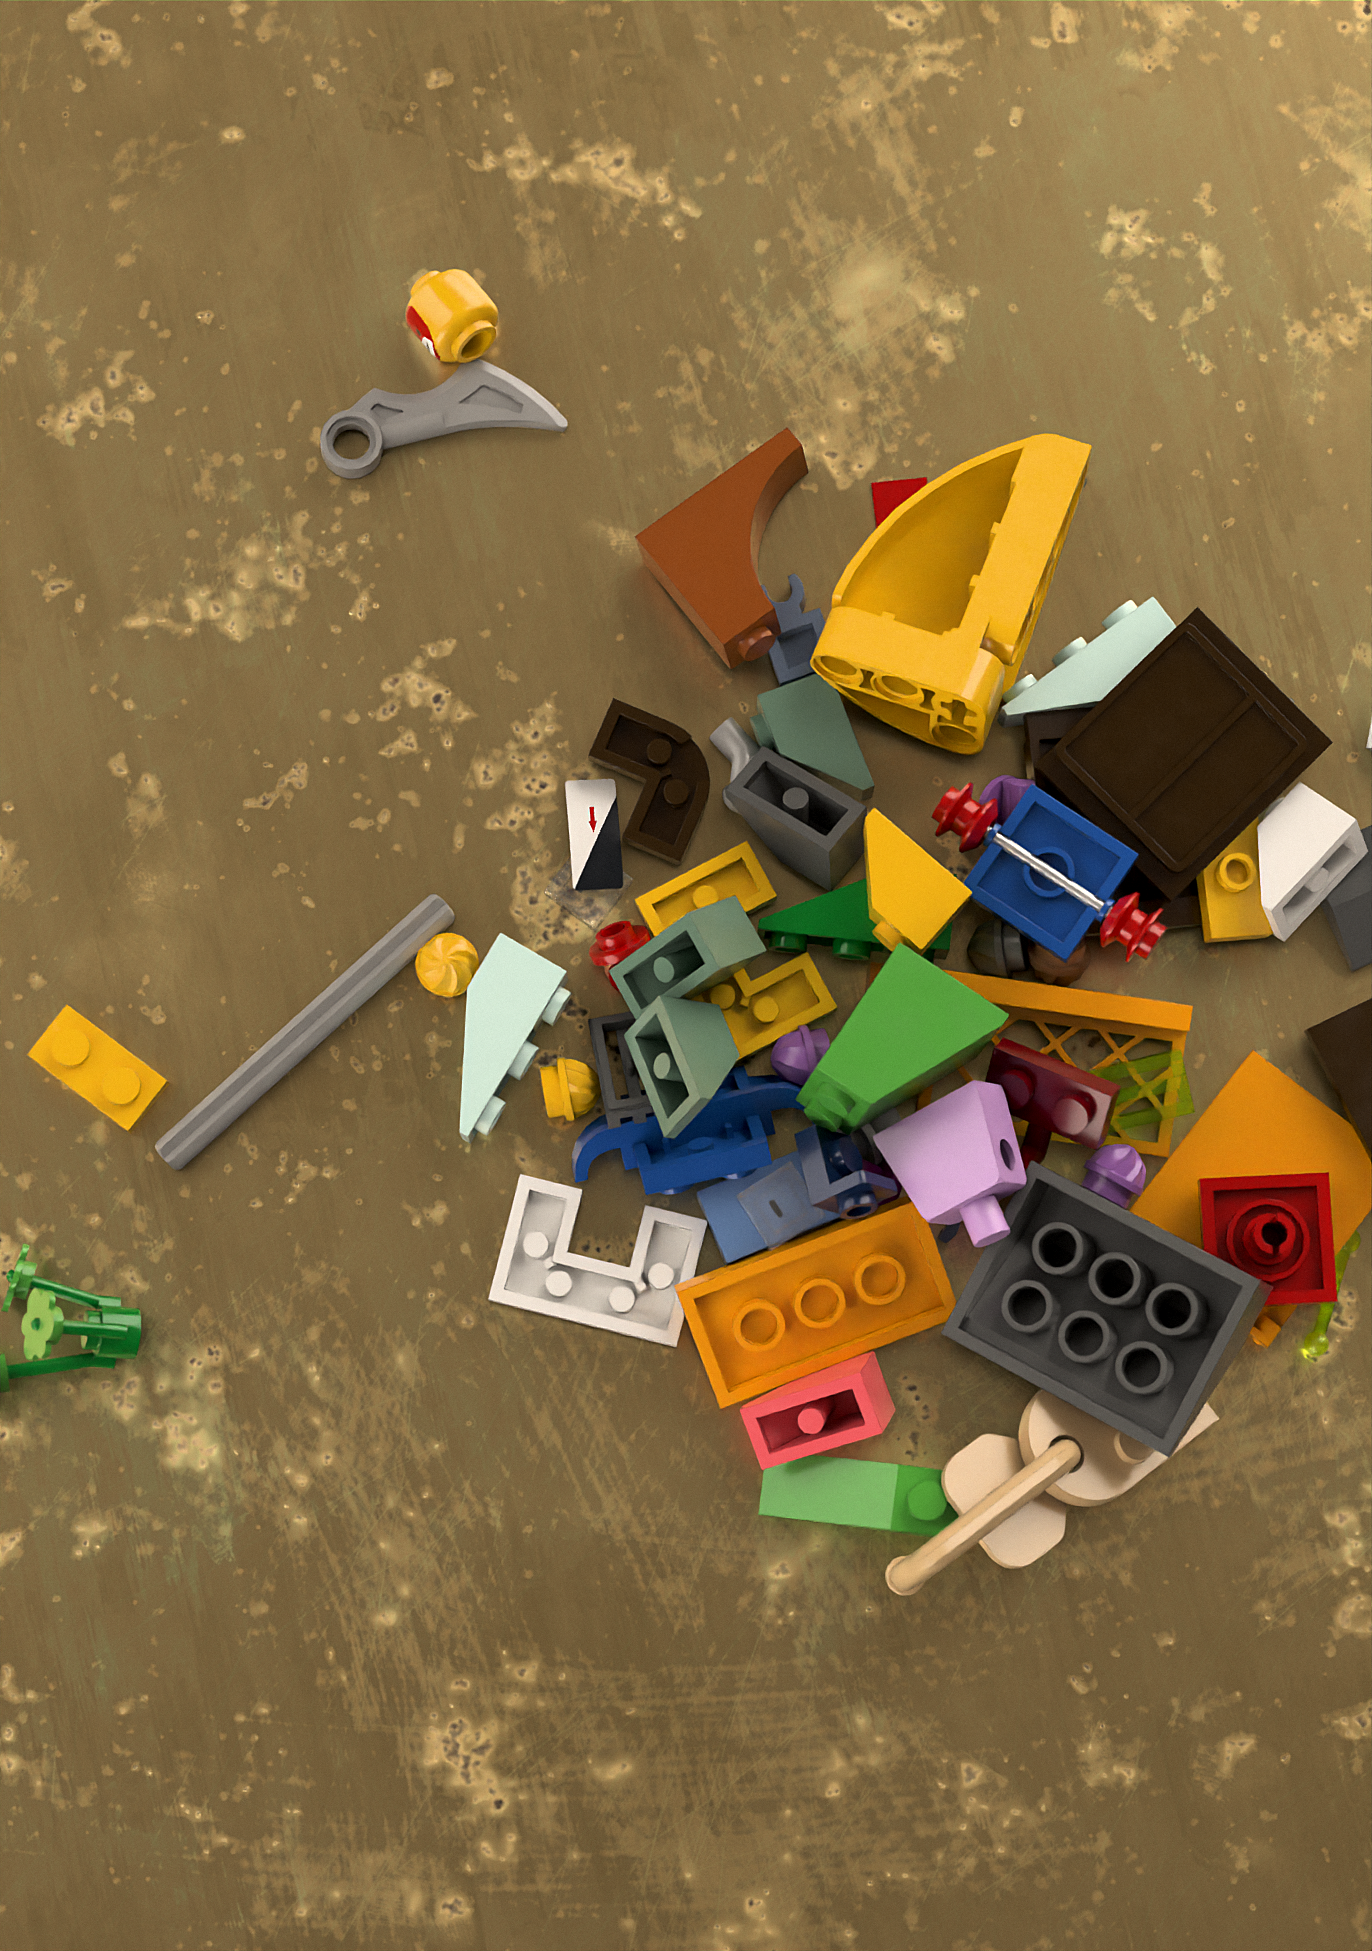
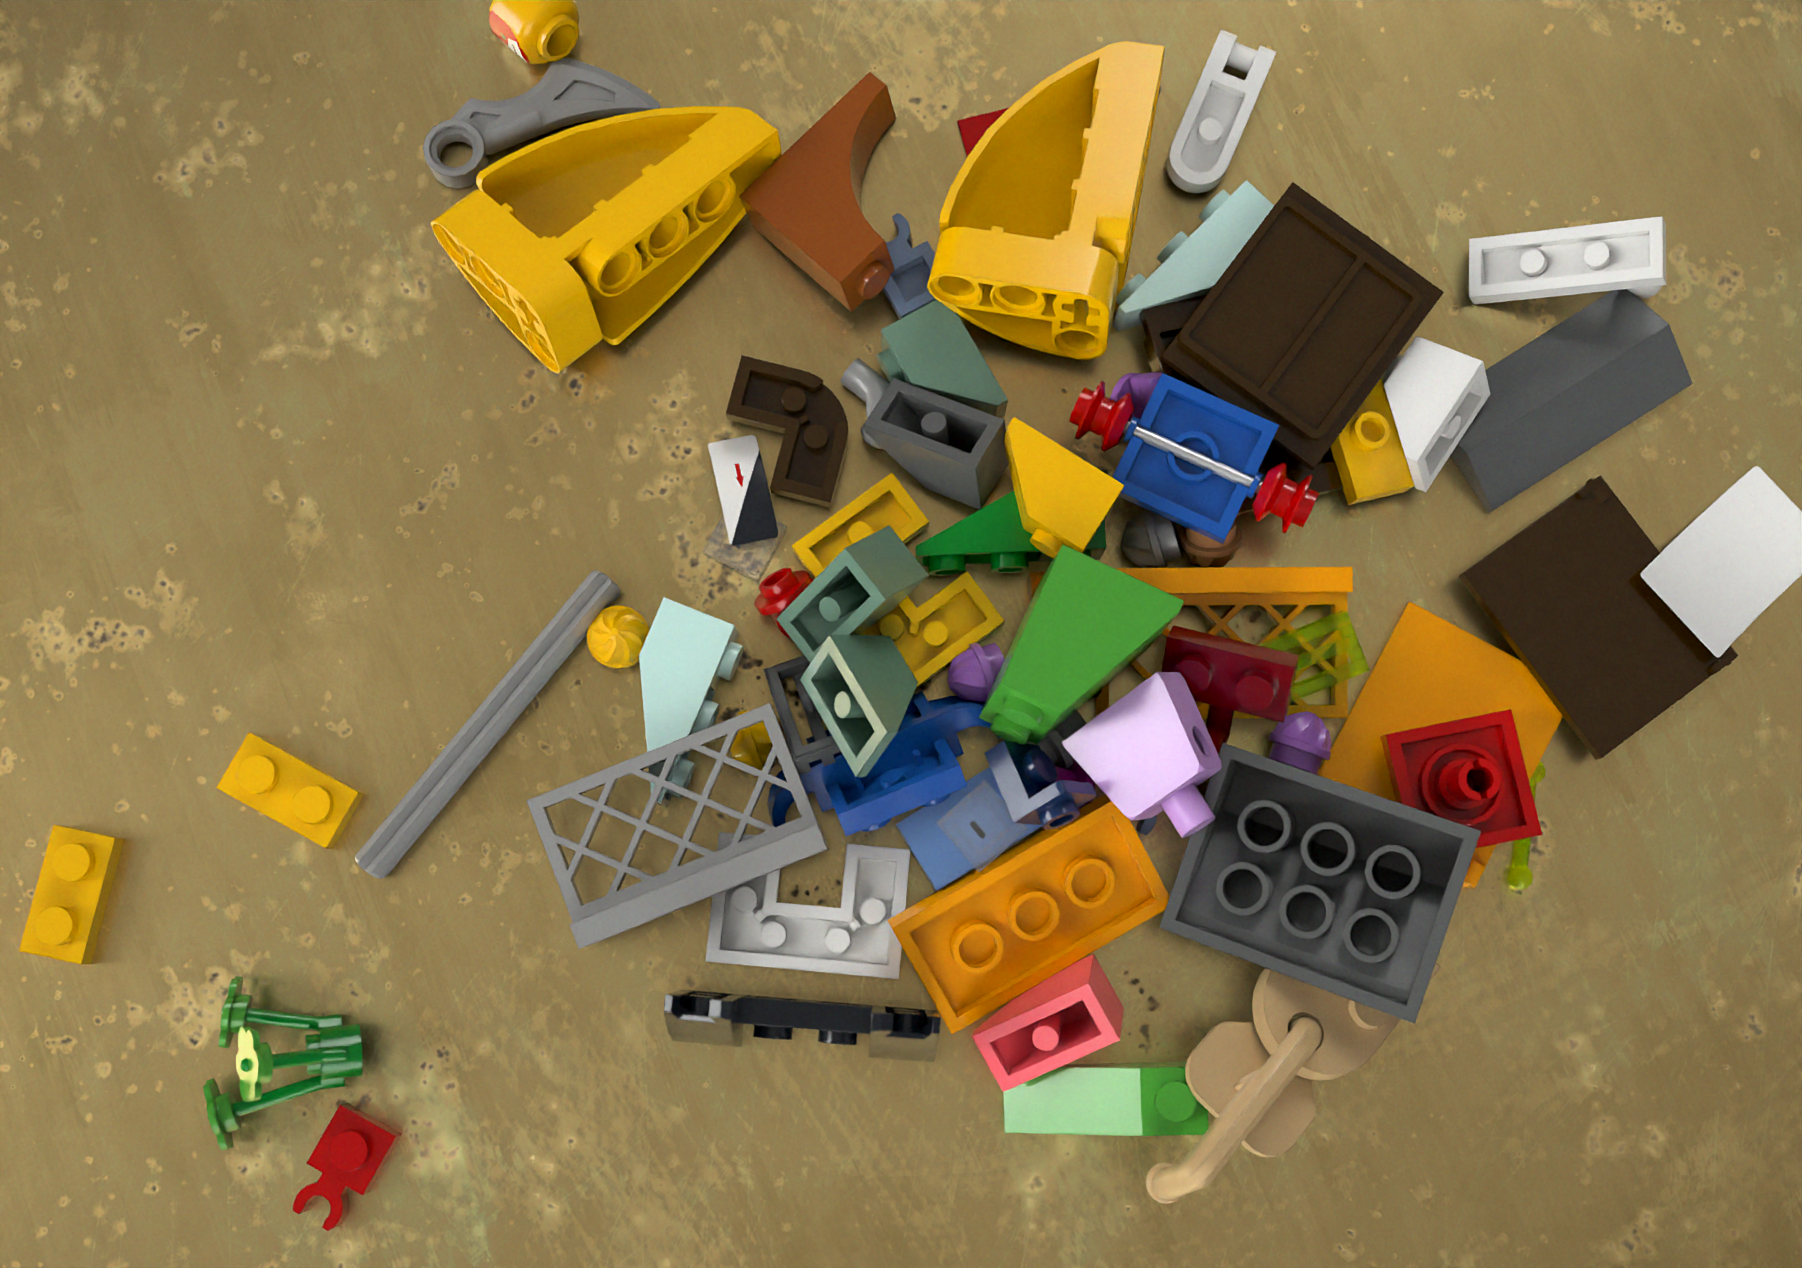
camera: 10 degrees left, 0 degrees up
(111, 1436) = (349, 1158): none -> red plate
(491, 1354) = (720, 1019): none -> black wedge
(494, 1215) = (696, 879): none -> light grey fence
(495, 541) = (604, 221): none -> yellow panel
(1139, 518) = (1217, 114): none -> white plate

